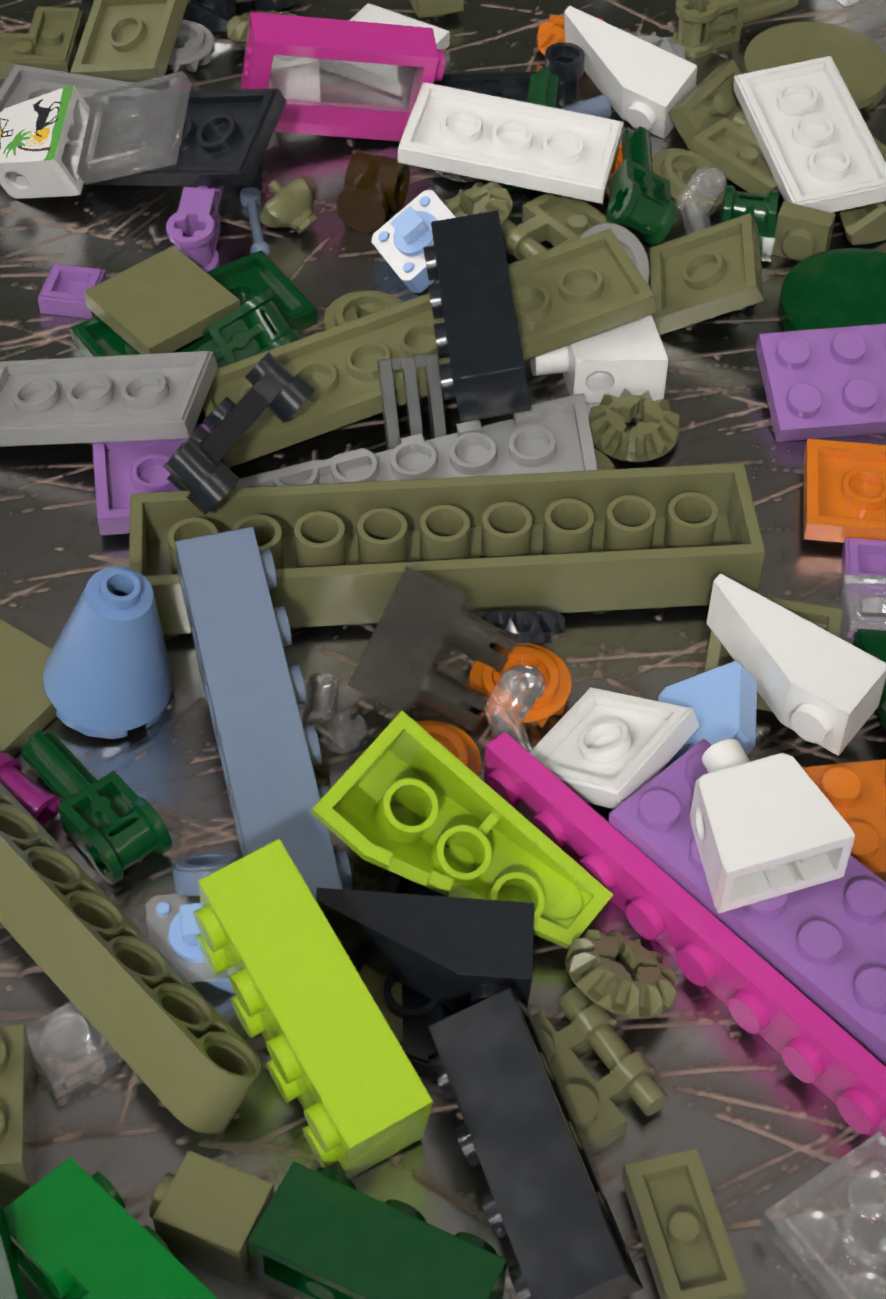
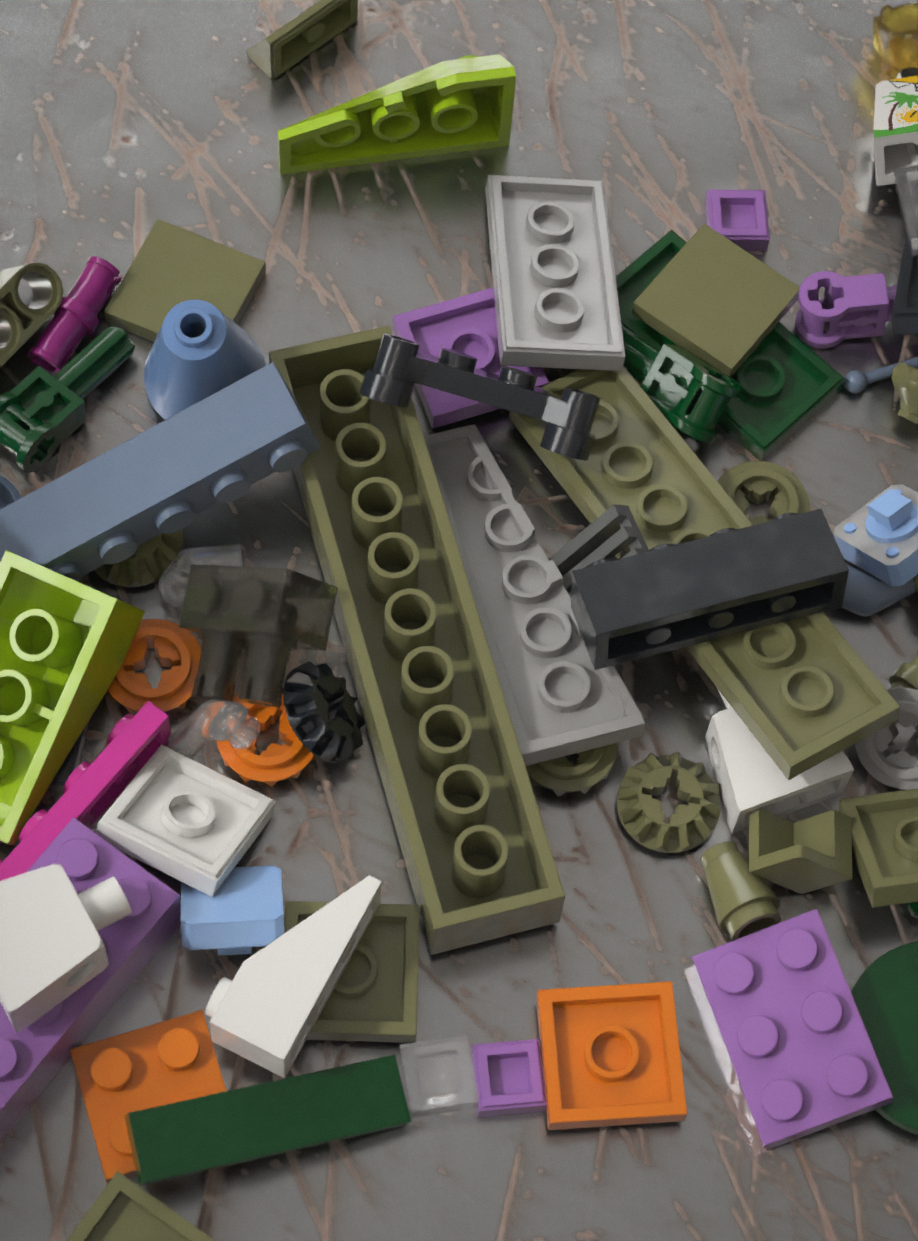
camera: 75 degrees right, 15 degrees up
(699, 337) = (801, 853): none -> olive panel
(728, 392) = (739, 898): none -> olive cone

